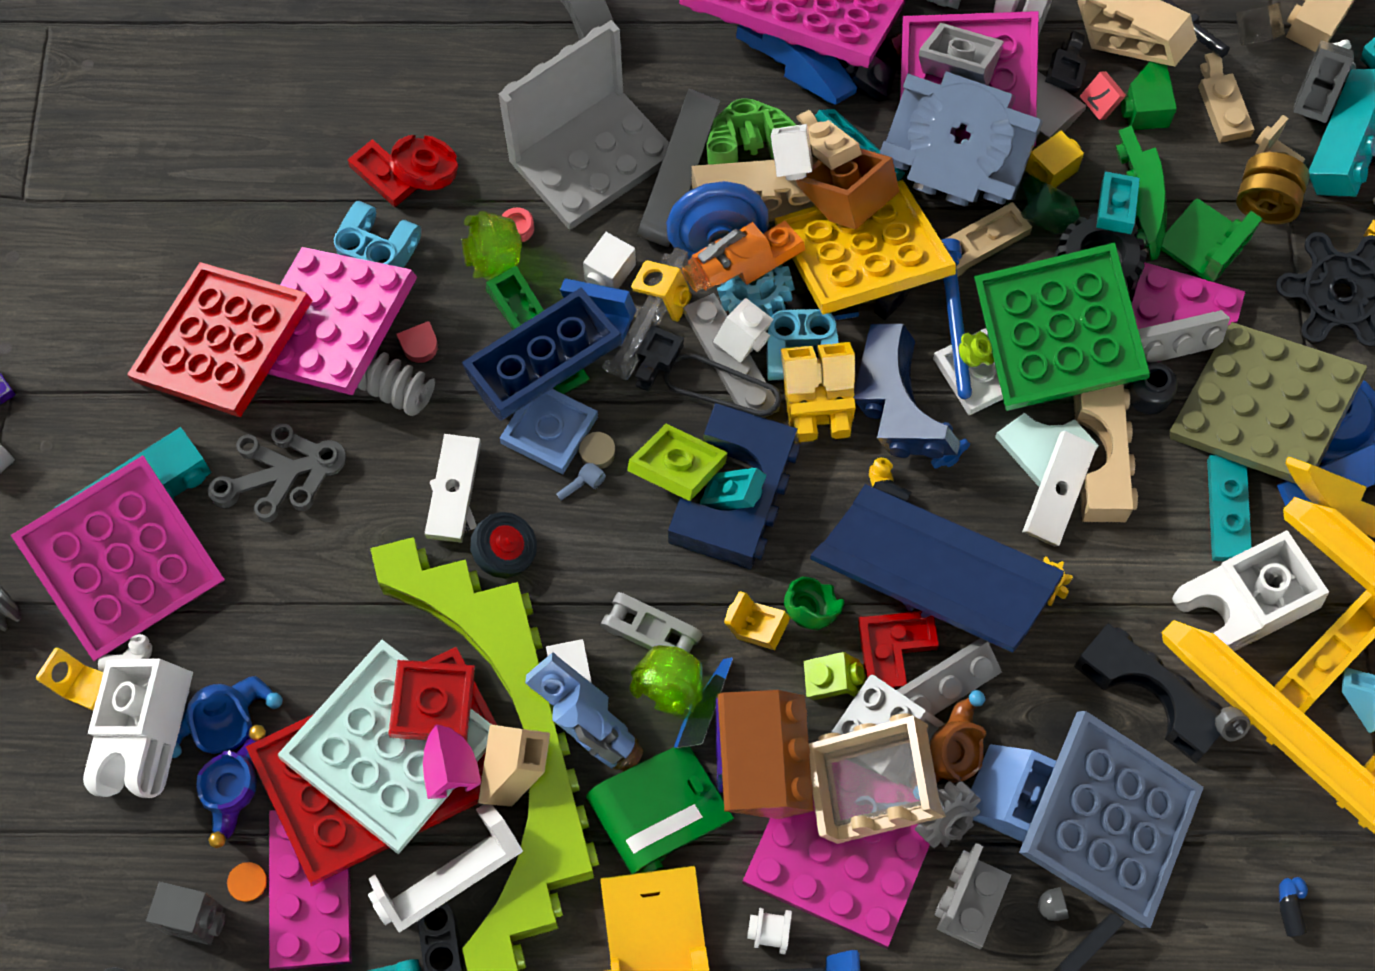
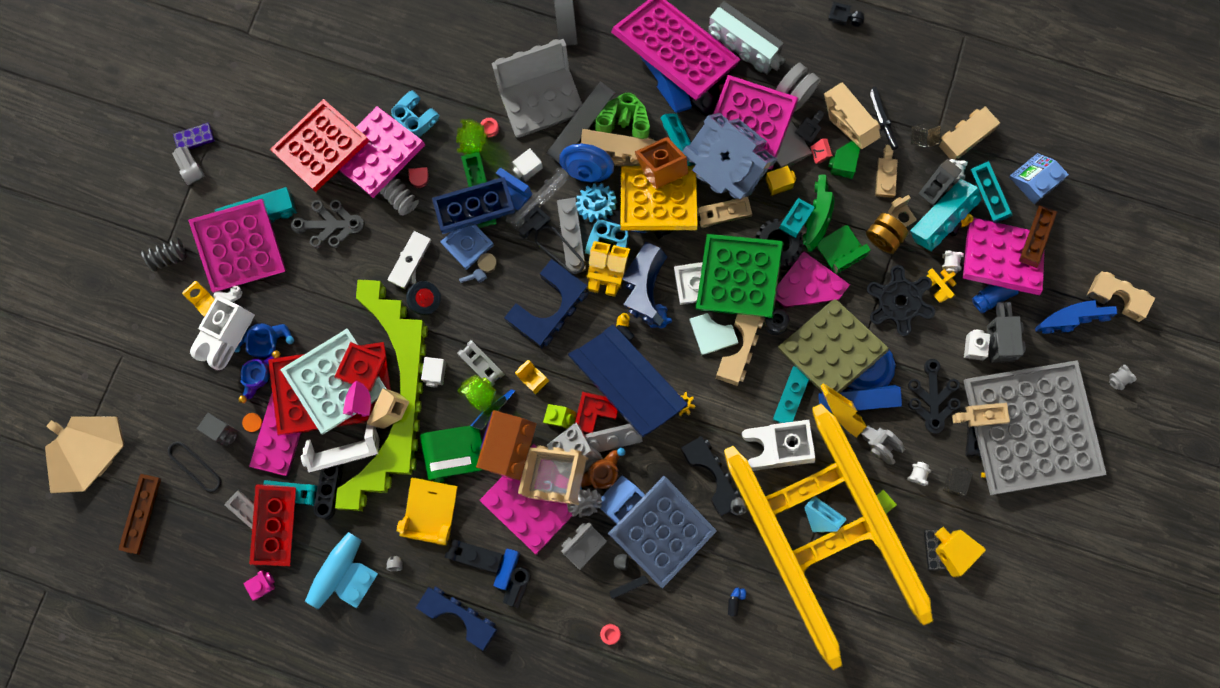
camera: 25 degrees right, 10 degrees up
(374, 167) = (430, 77): red plate -> none
(424, 162) = (452, 78): red tile -> none
(584, 713) = (430, 396): medium blue plate -> none
(672, 287) = (552, 191): yellow bracket -> none
(677, 462) = (522, 283): lime plate -> none
(734, 489) = (544, 307): teal plate -> none
(743, 254) = (593, 185): orange plate -> none
(744, 330) = (579, 225): white brick -> none
(770, 929) = (483, 527): white brick -> none
(792, 151) = (635, 137): white brick -> none
(812, 603) = (562, 376): green hair -> none
(829, 142) = (660, 135): tan plate -> none
(956, 320) = (702, 216): blue piece -> none
(960, 53) = (748, 107): light grey slope -> none
(976, 349) = (688, 273): lime plate -> none
(1048, 206) = (764, 205): clear green brick -> none
(1067, 469) = (716, 349): white tile -> none
(1184, 336) = (801, 300): light grey plate -> none

